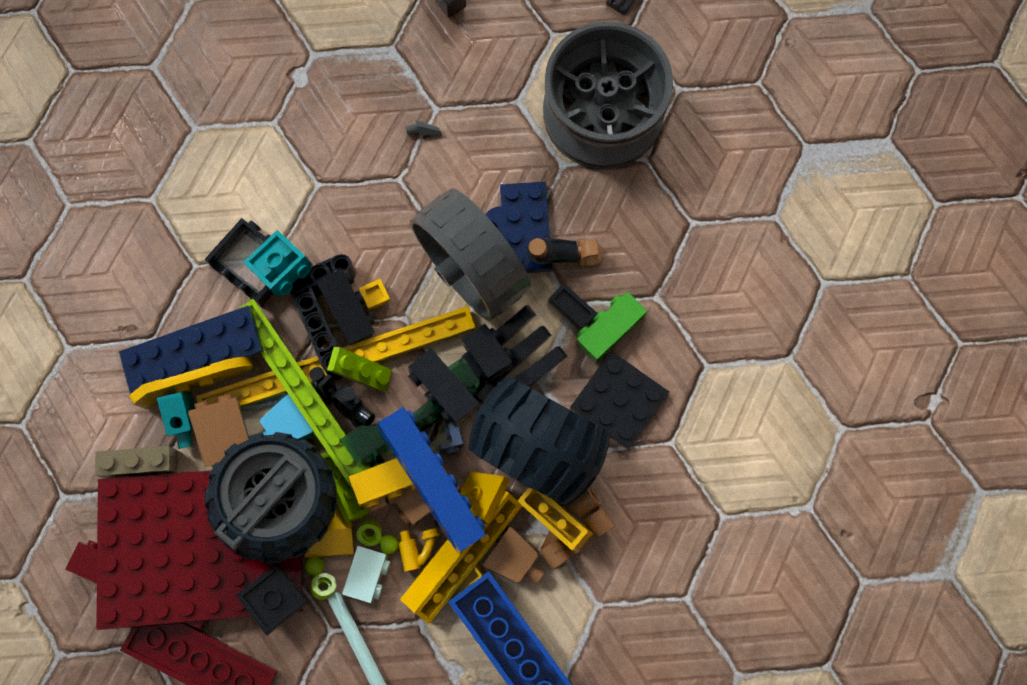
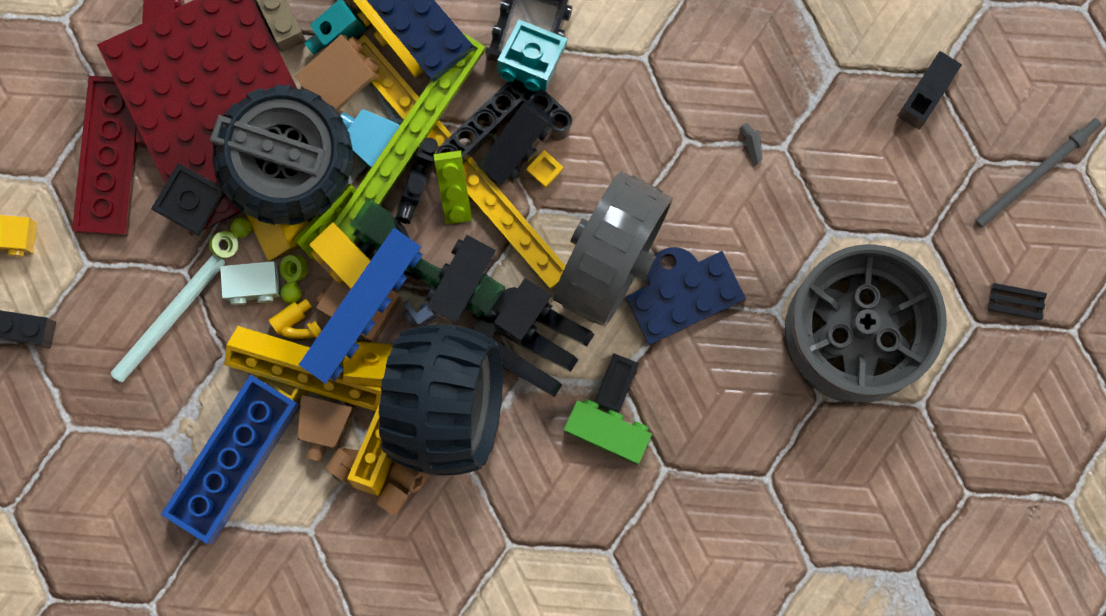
camera: 75 degrees right, 5 degrees up
(565, 251) = (671, 348): piece -> none
(619, 399) = (533, 471): black plate -> none

